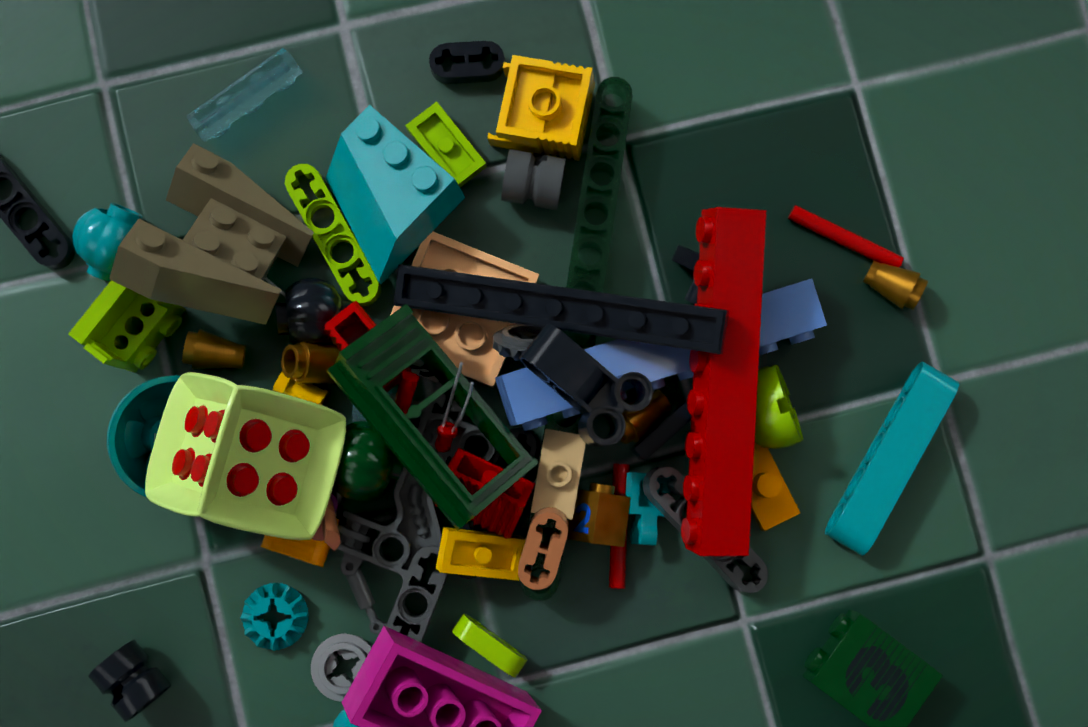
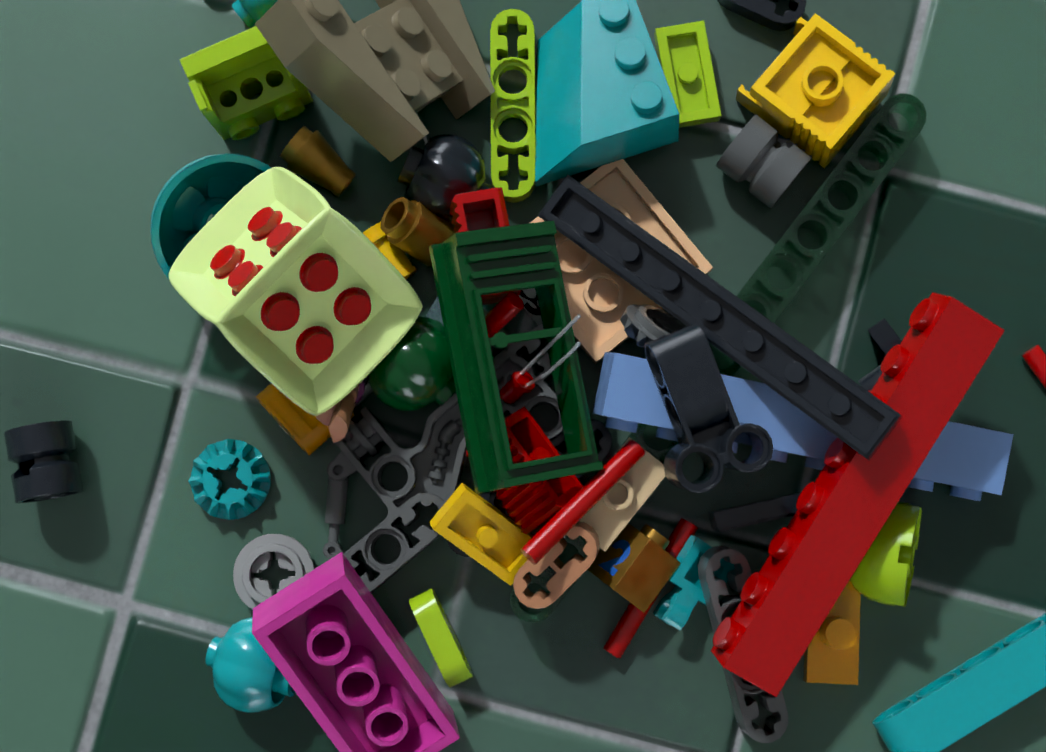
camera: 40 degrees right, 0 degrees up
(537, 494) = (582, 502): none -> red bar
(641, 421) = (742, 486): pearl gold cone -> none

